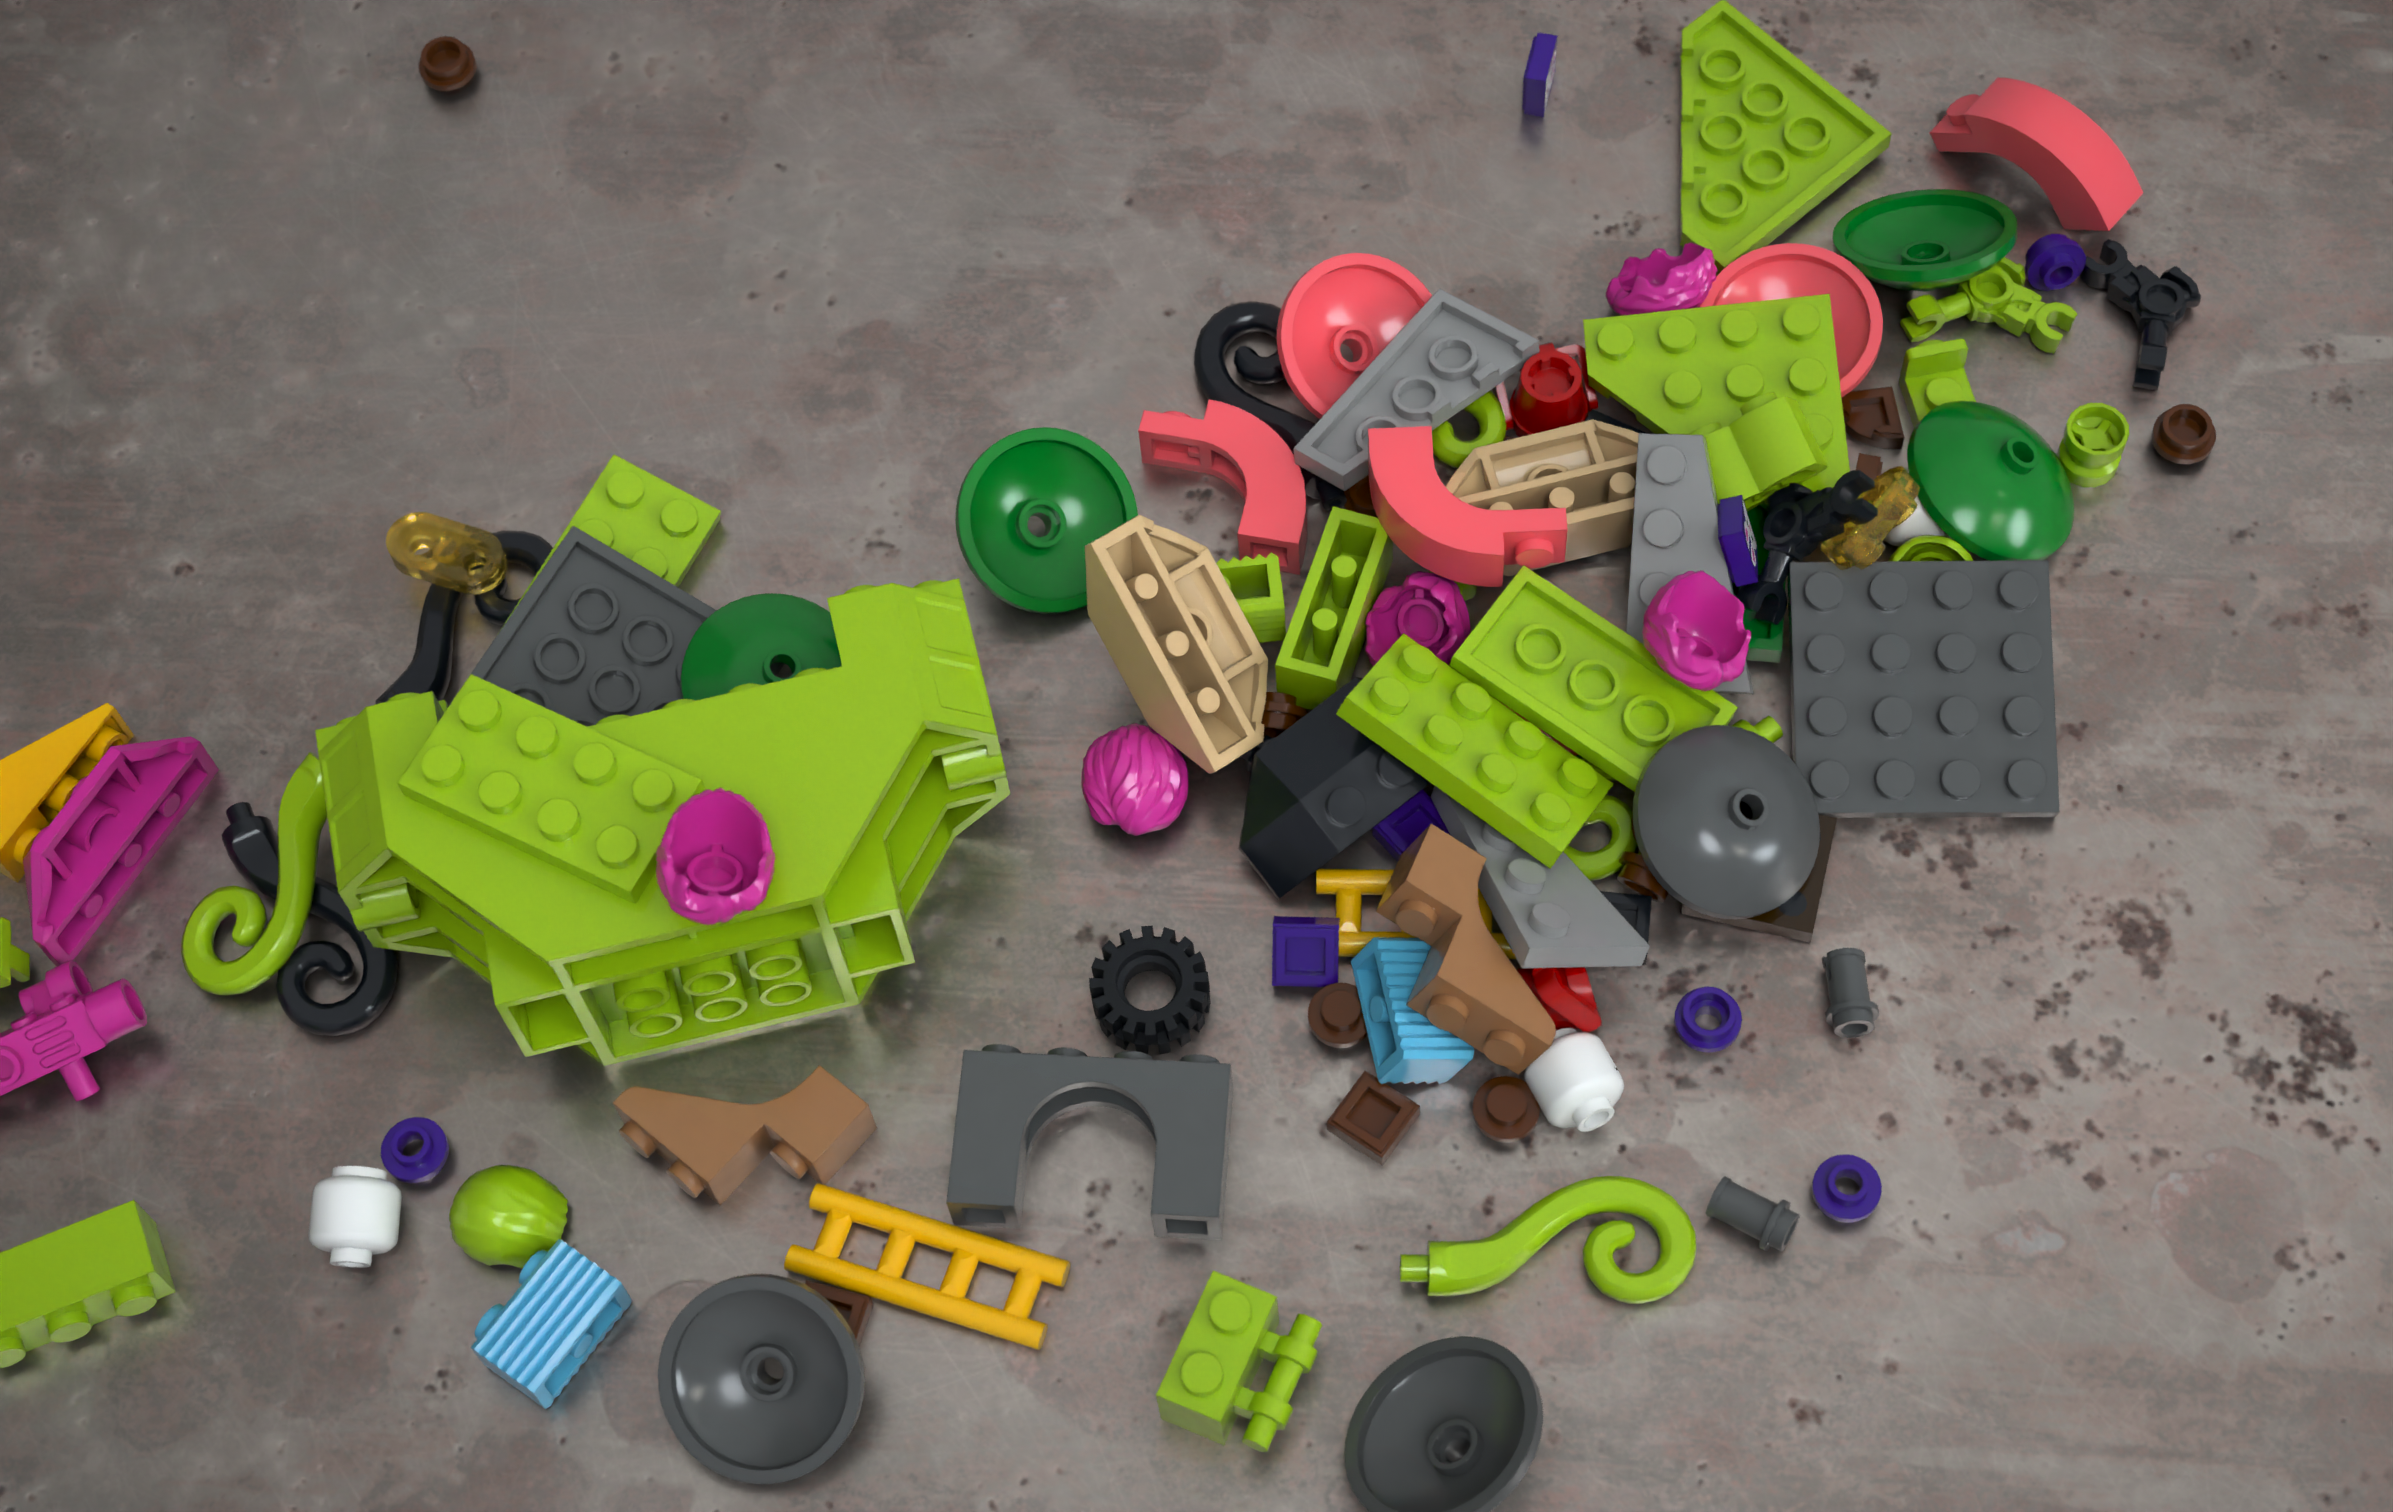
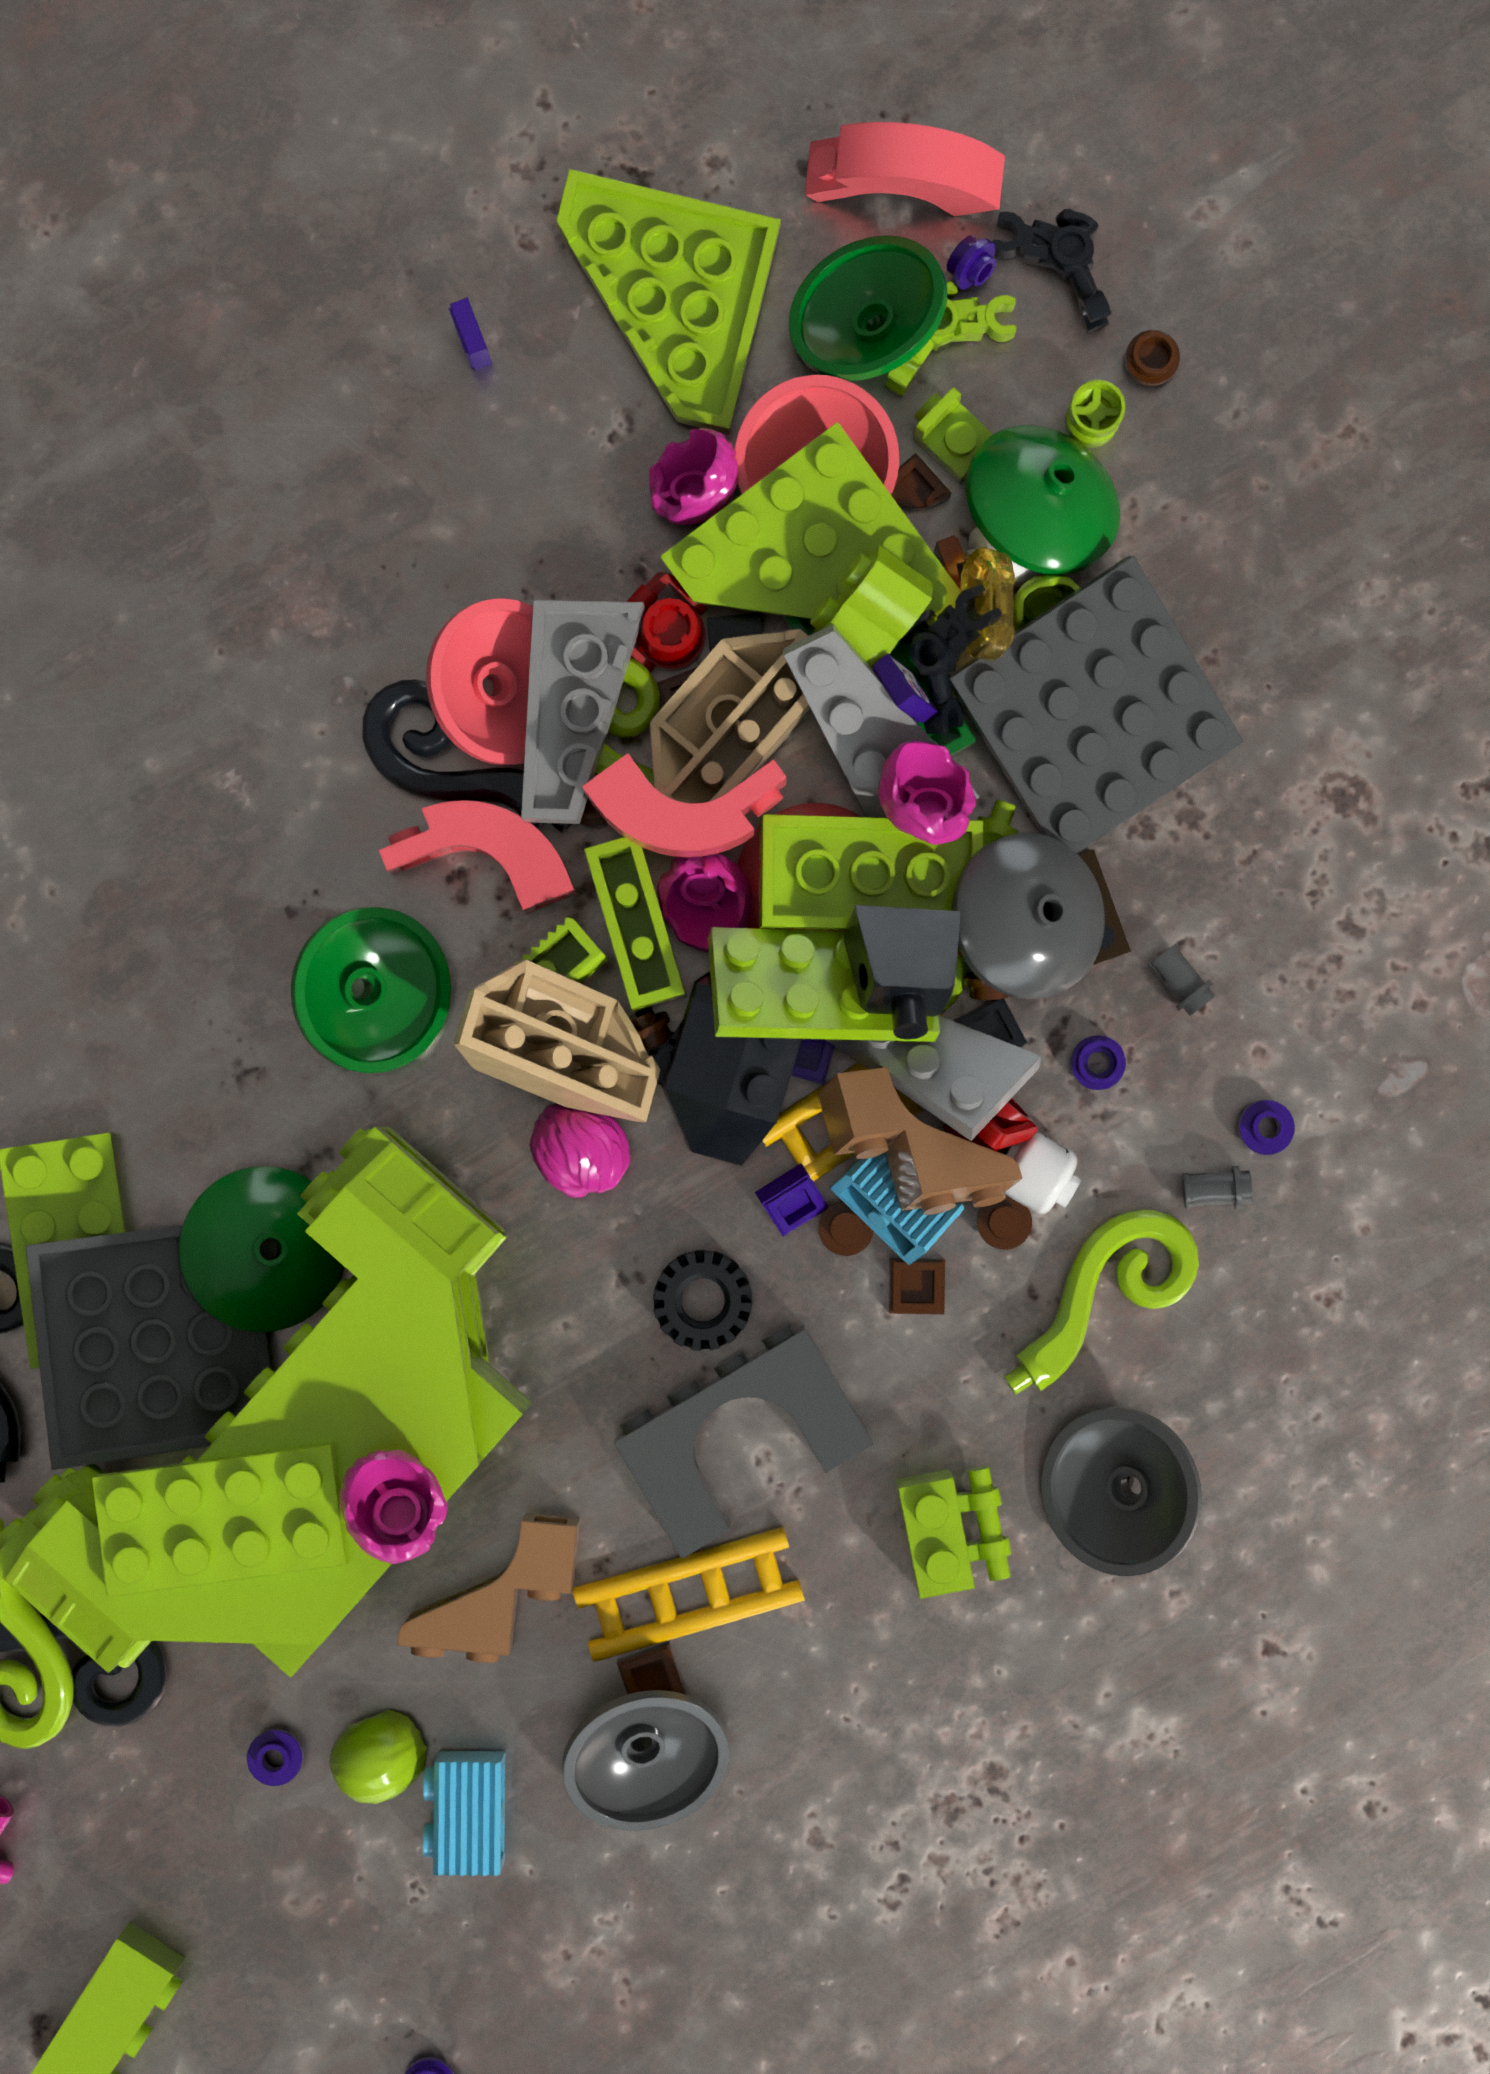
camera: 40 degrees left, 25 degrees up
(355, 1215) = (274, 1834): white head -> none
(1570, 761) = (903, 963): none -> black torso

